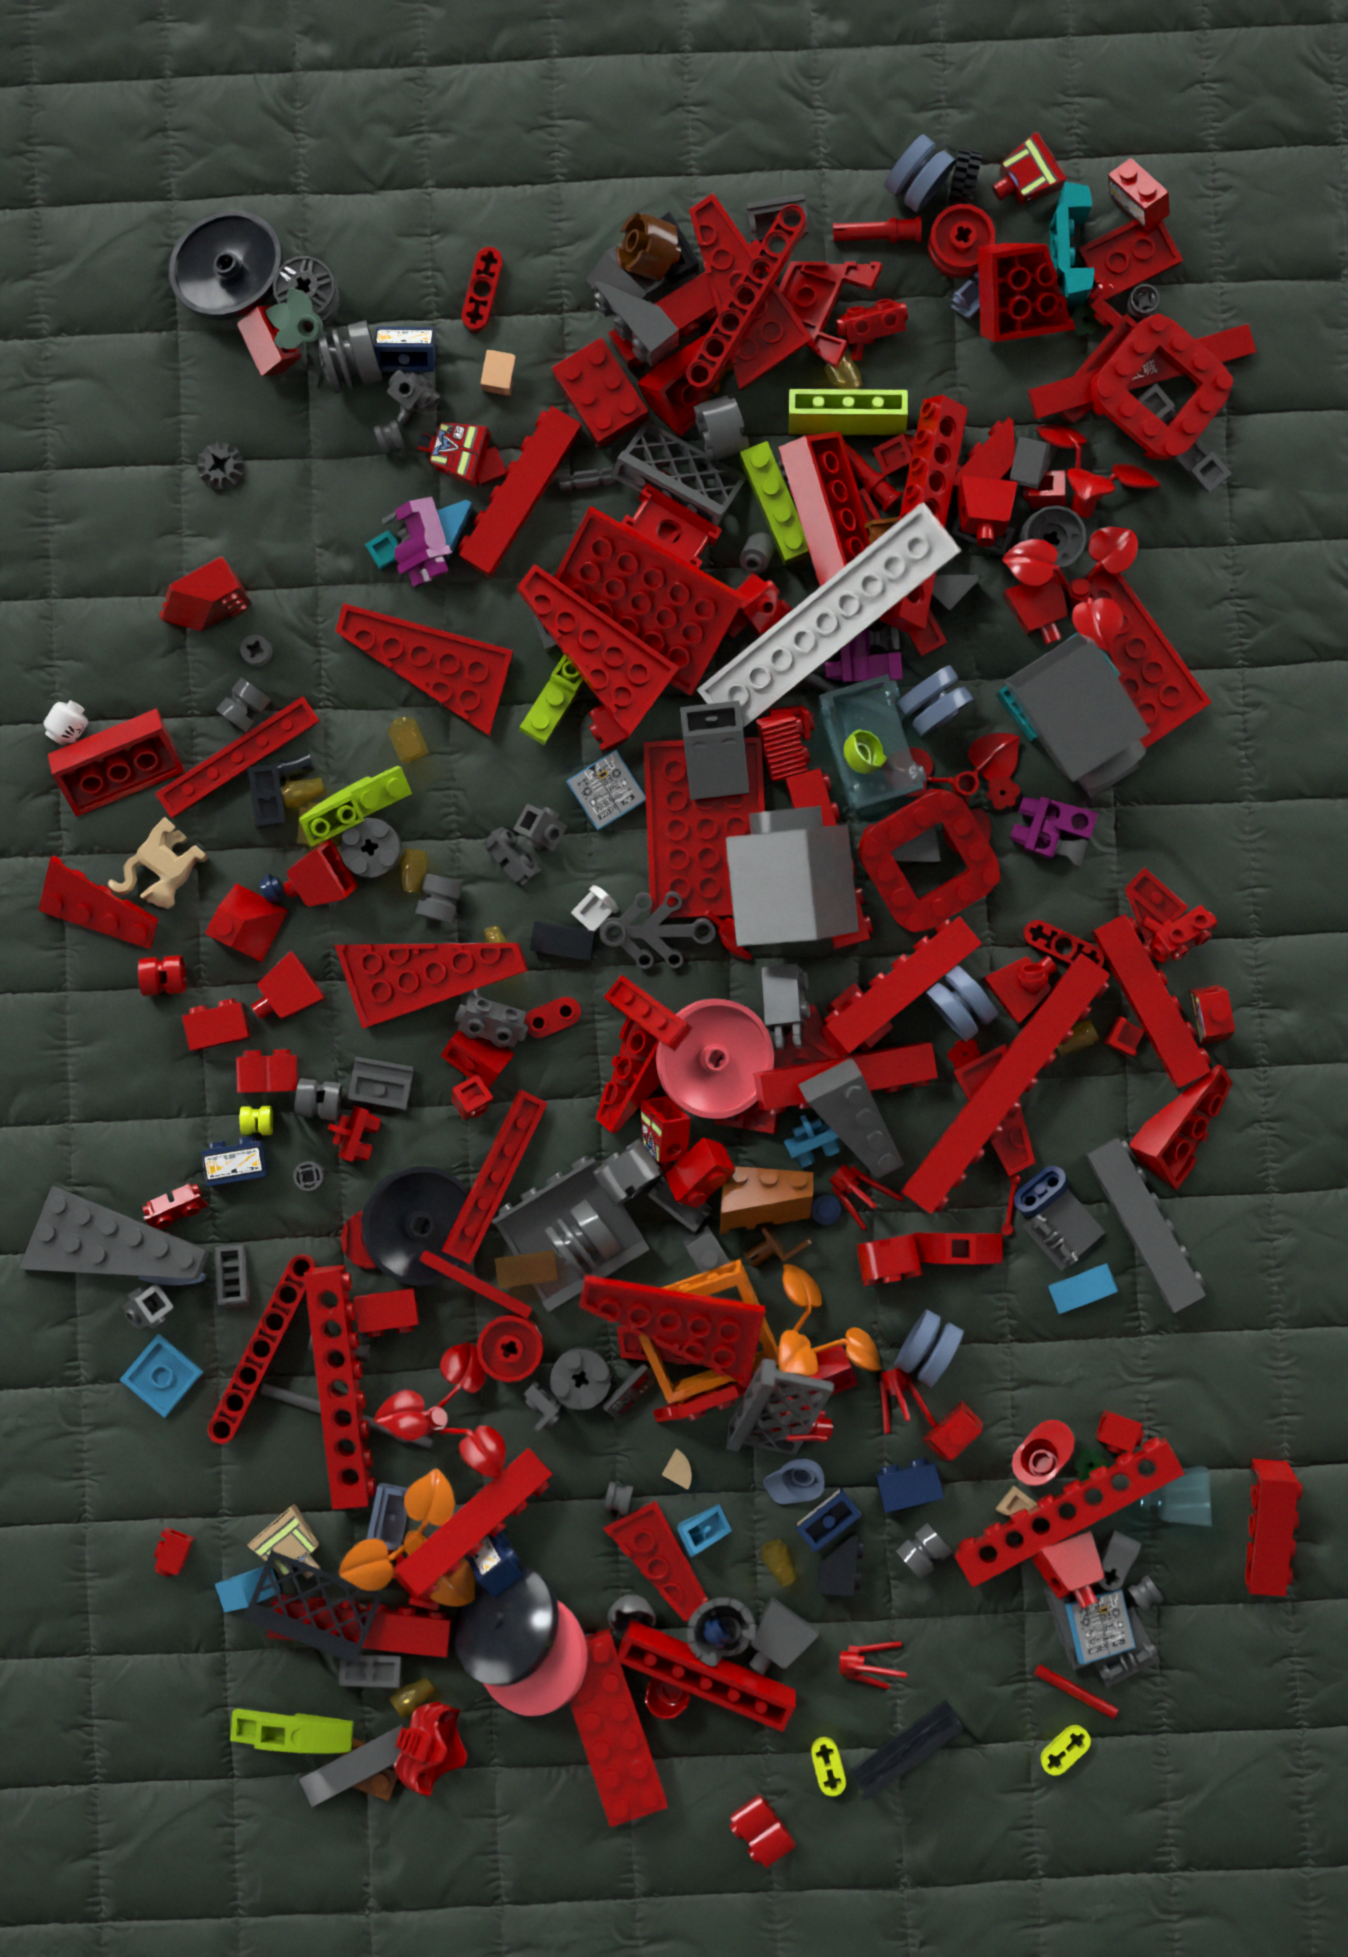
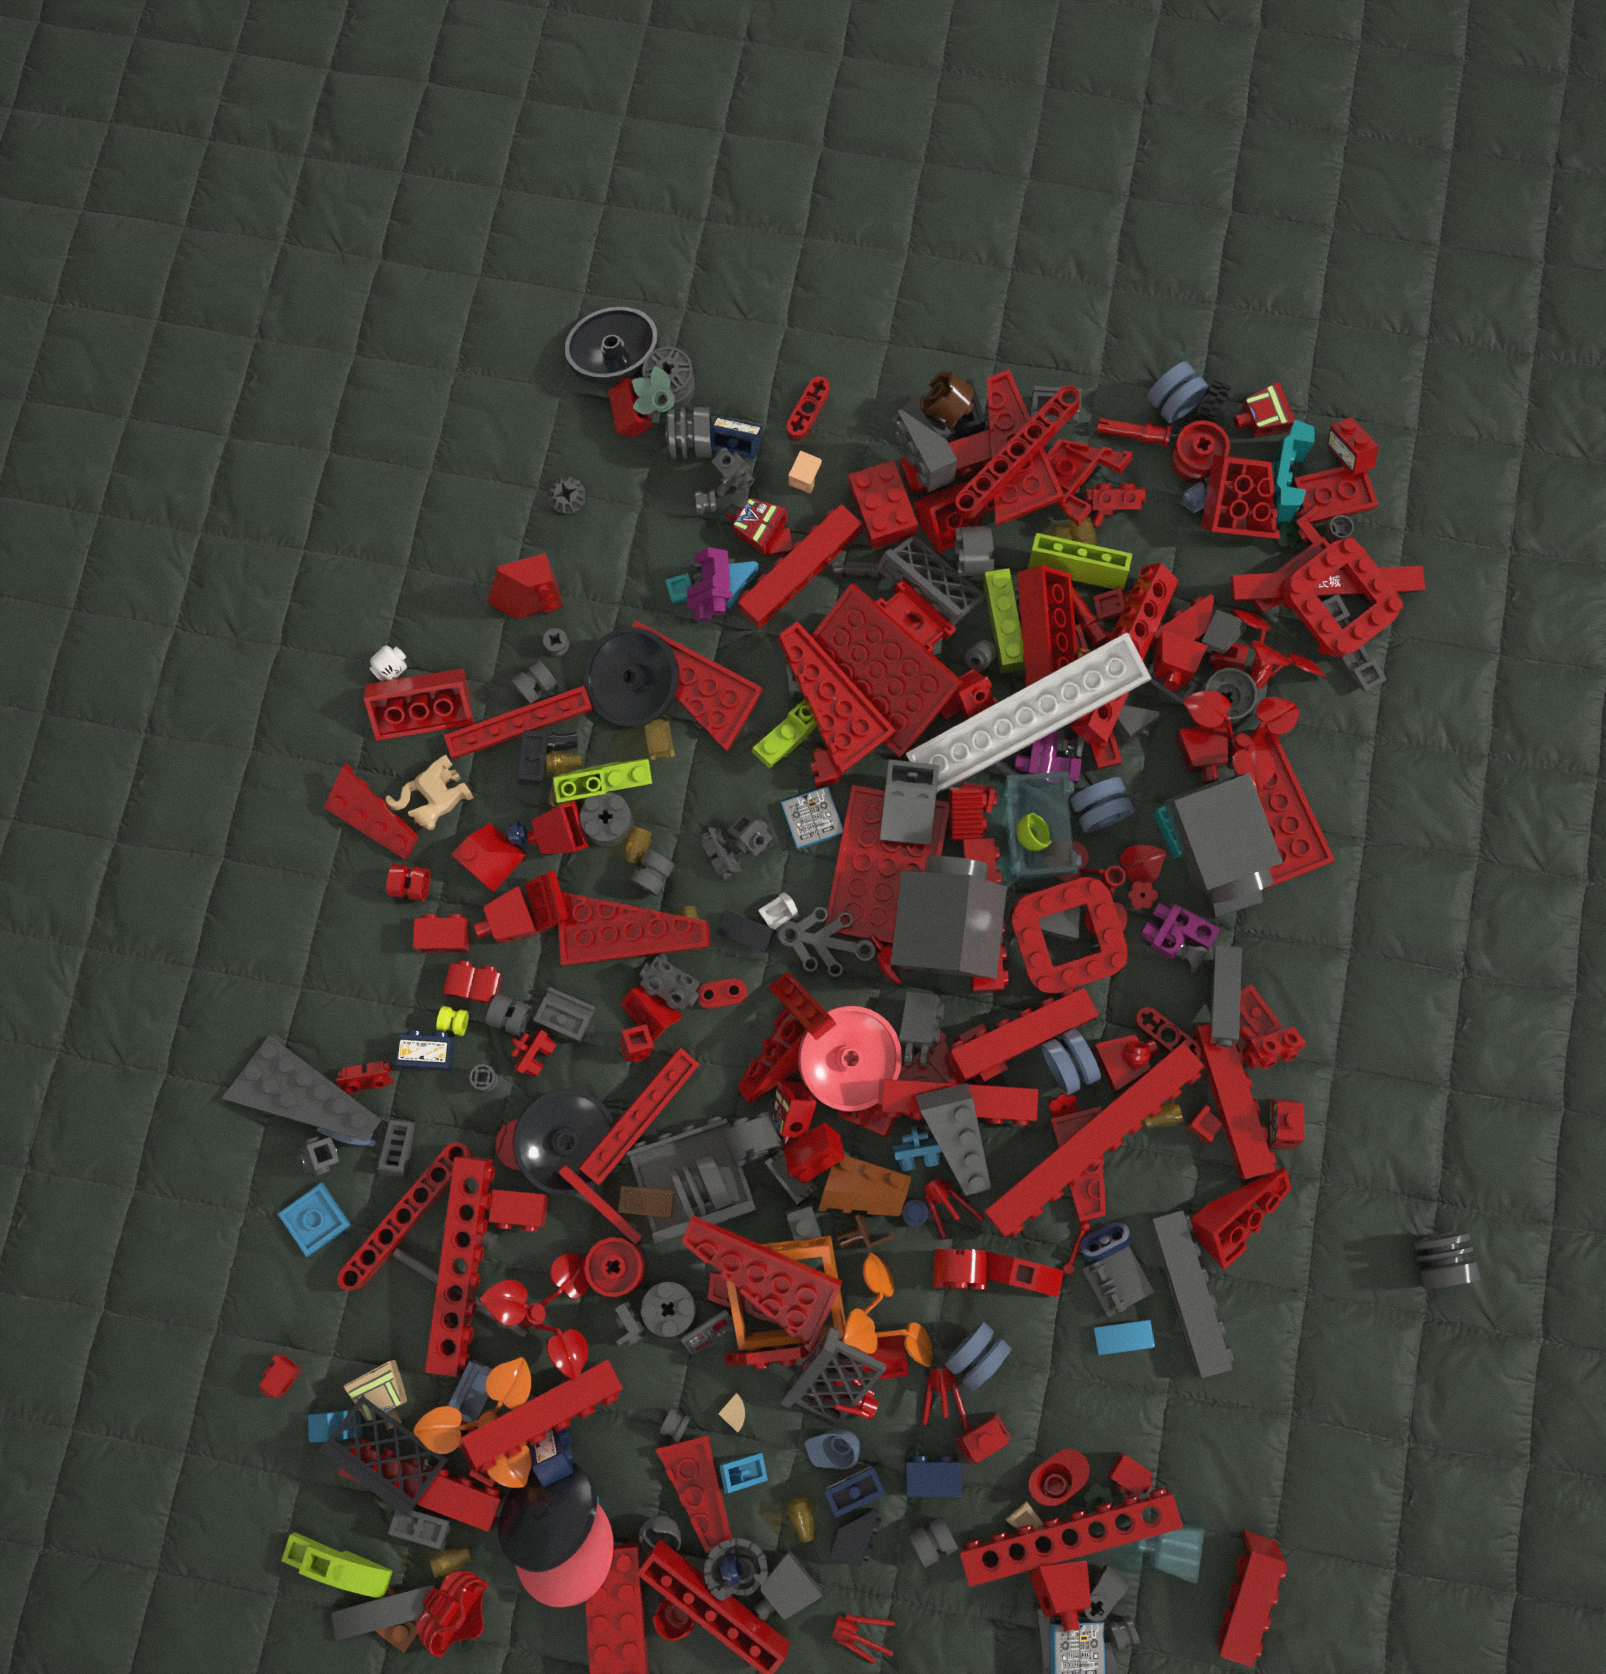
camera: 15 degrees right, 10 degrees down
(326, 960) = (546, 901): none -> red plate
(357, 673) = (631, 677): none -> black dish
(1118, 890) = (1225, 996): none -> dark grey slope

